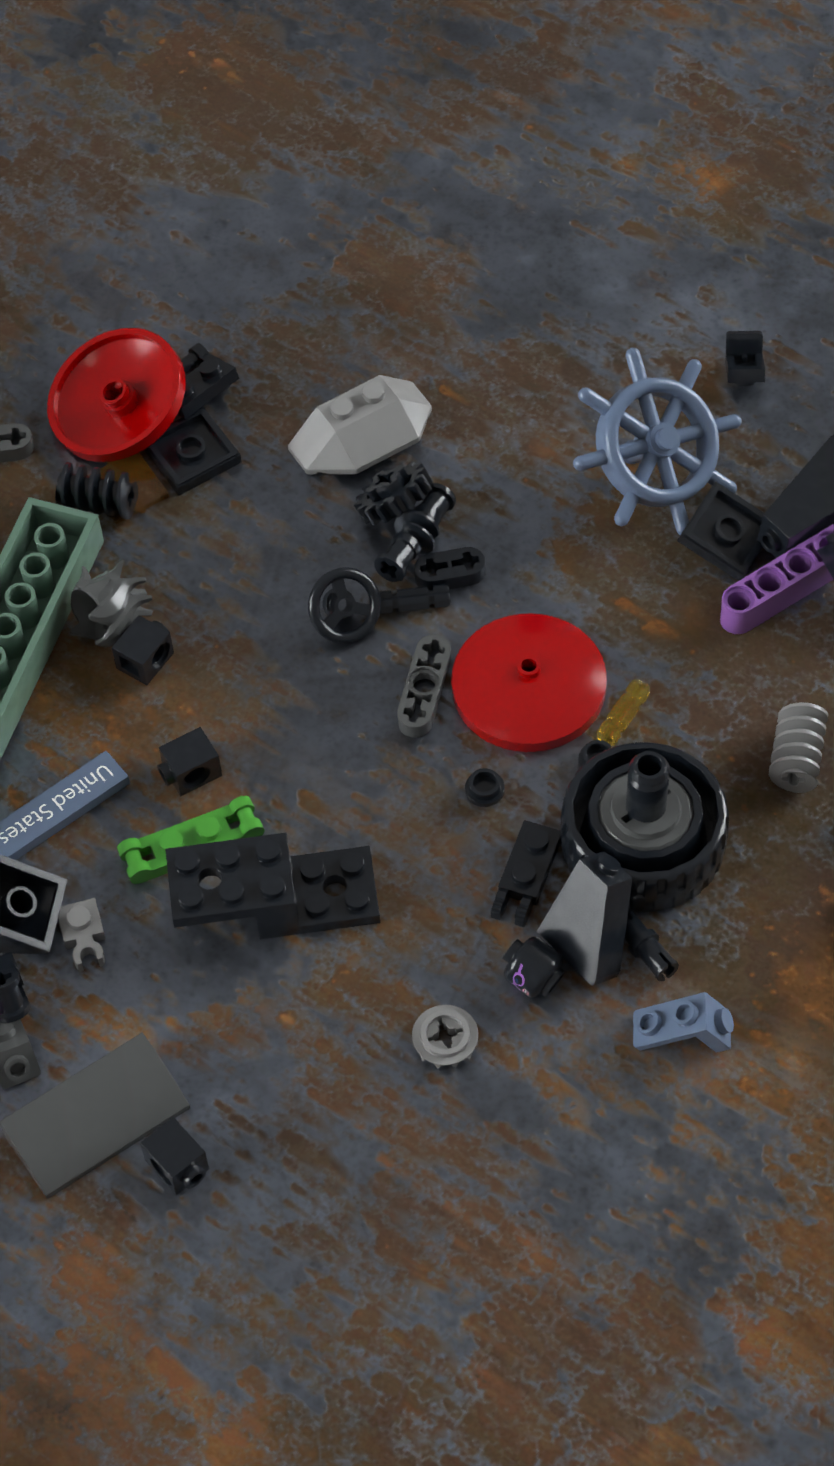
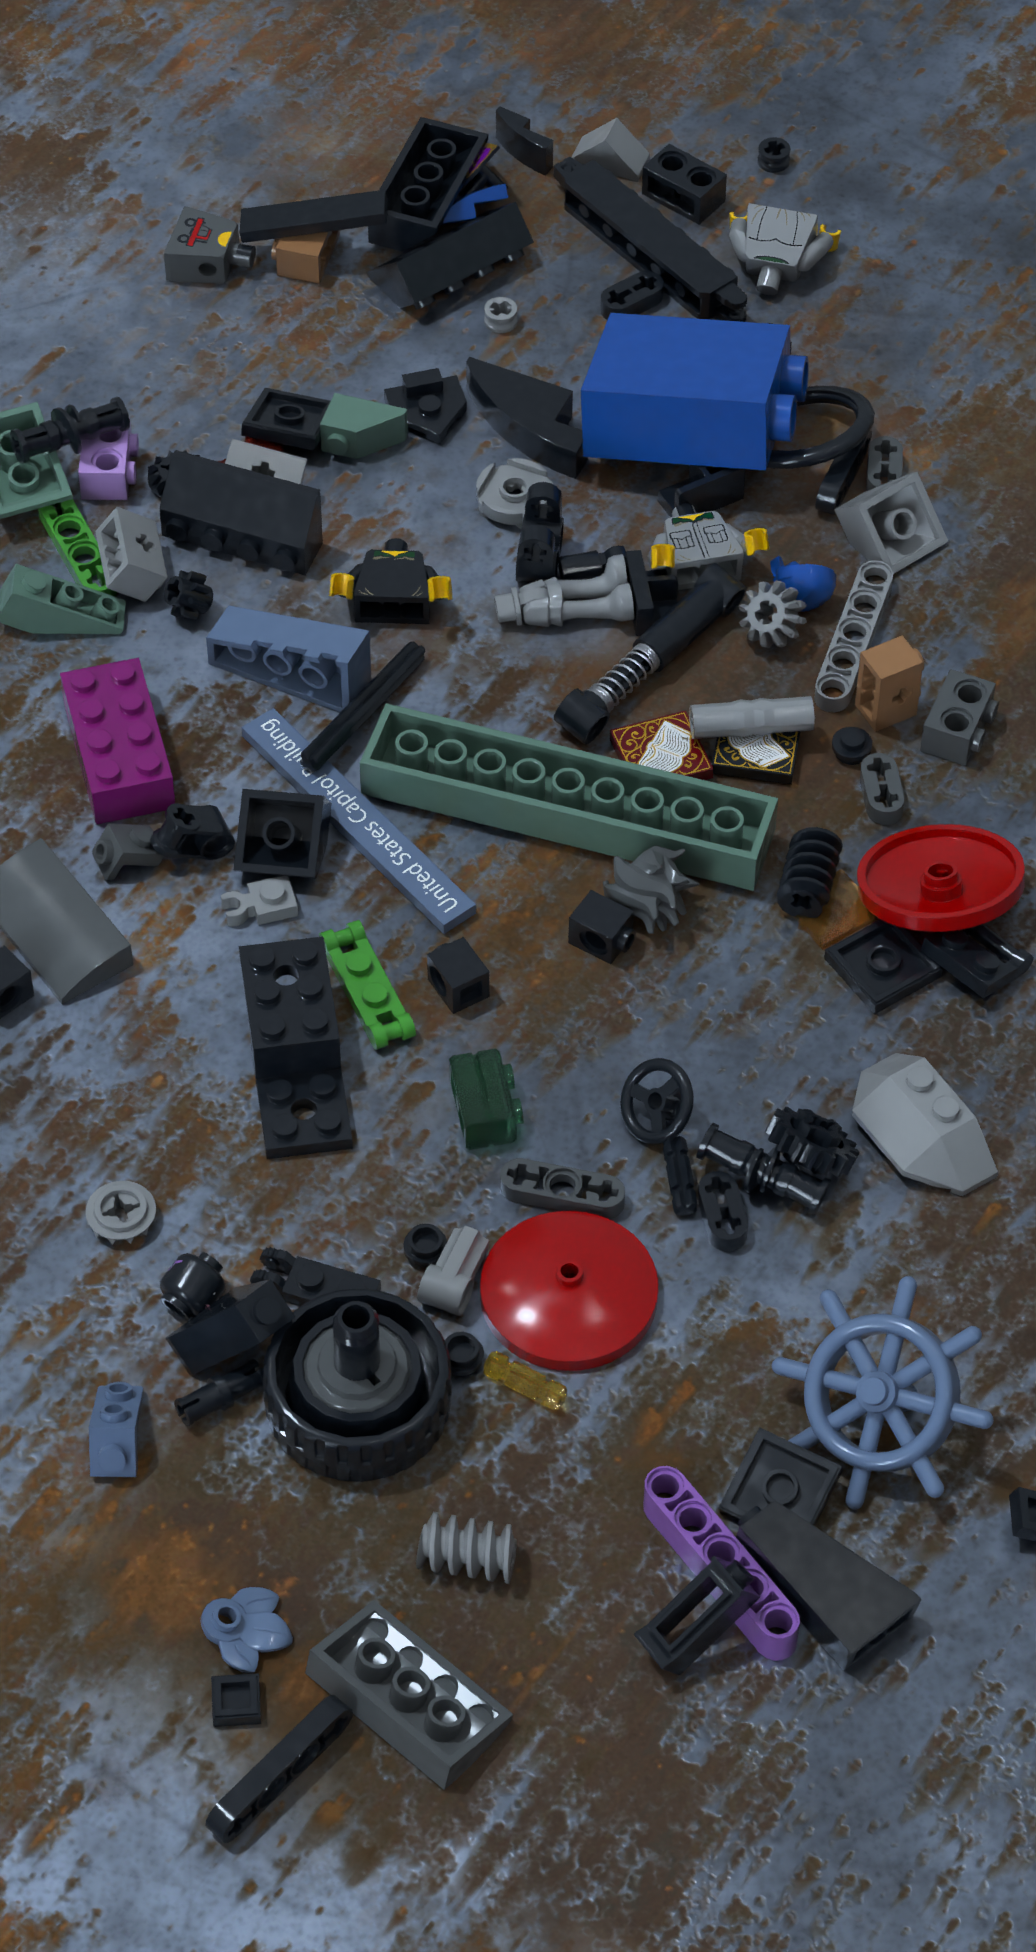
camera: 85 degrees right, 5 degrees down
(331, 740) = (484, 1099): none -> clear green brick
(526, 766) = (451, 1280): none -> light grey piece

